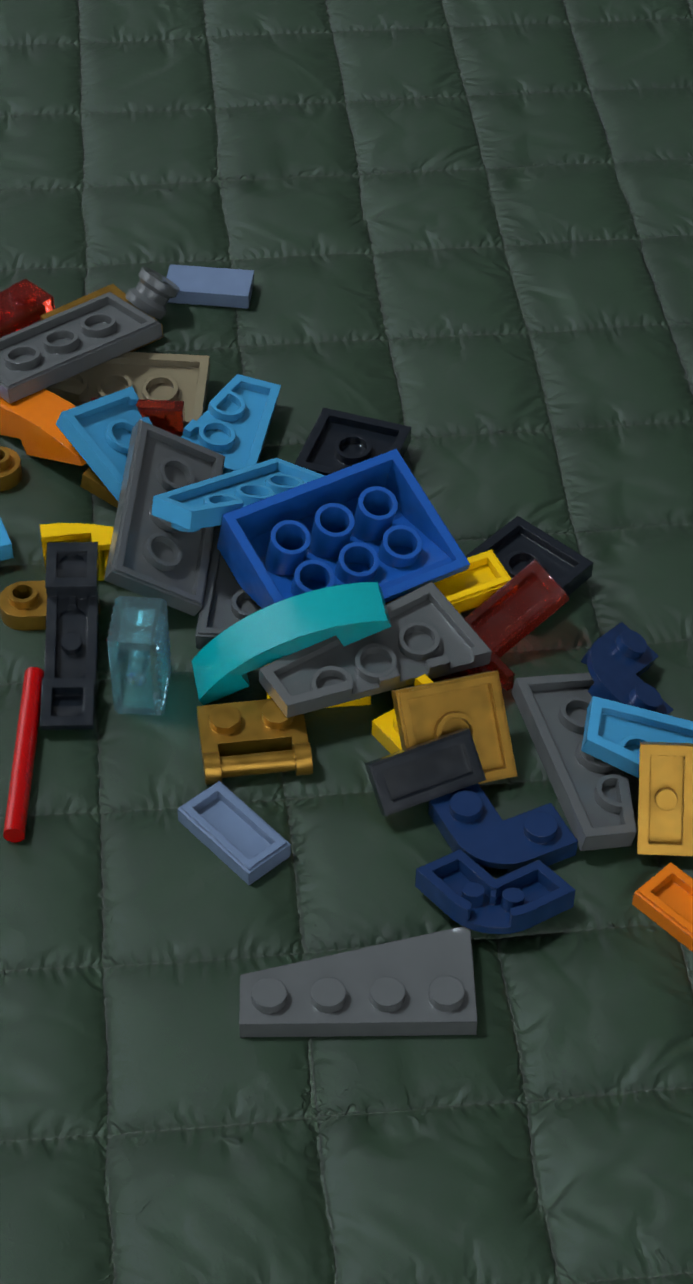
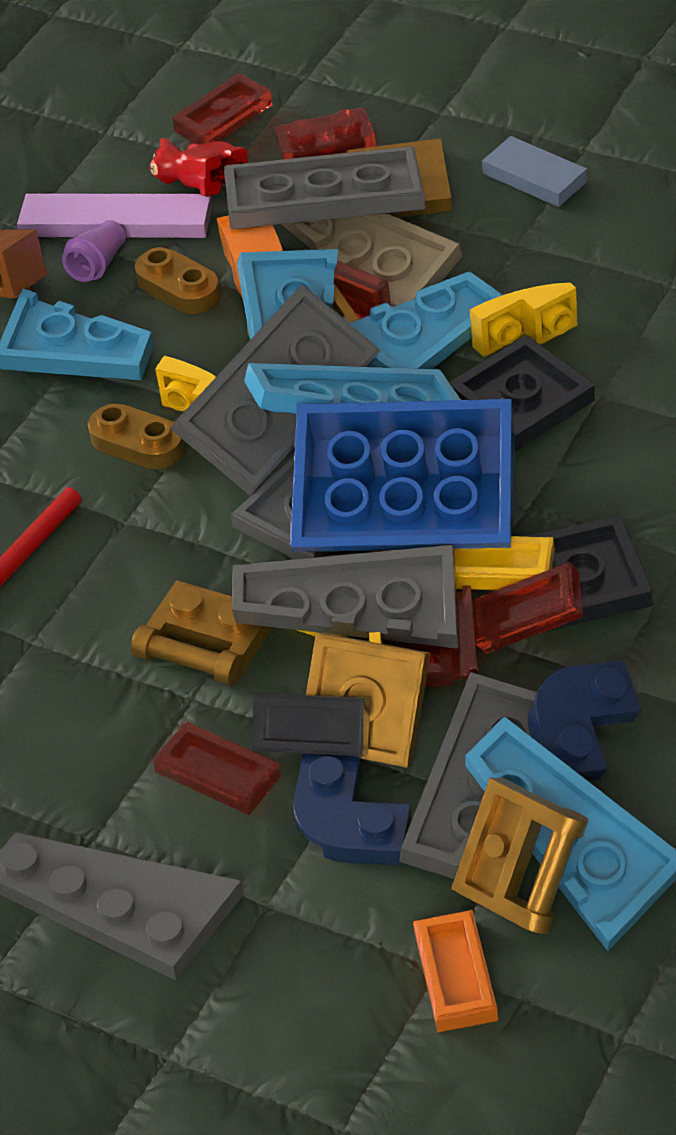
camera: 40 degrees right, 0 degrees up
(71, 636) = (121, 475): black slope -> none
(139, 655) = (148, 510): clear light blue brick -> none
(152, 293) = (462, 160): dark grey wheel -> none
(234, 832) = (120, 709): sand blue tile -> none
(285, 628) = (330, 538): teal slope -> none
(307, 394) = (535, 312): none -> yellow slope
(361, 844) = (217, 768): none -> clear red tile
(492, 904) = (284, 876): dark blue plate -> none

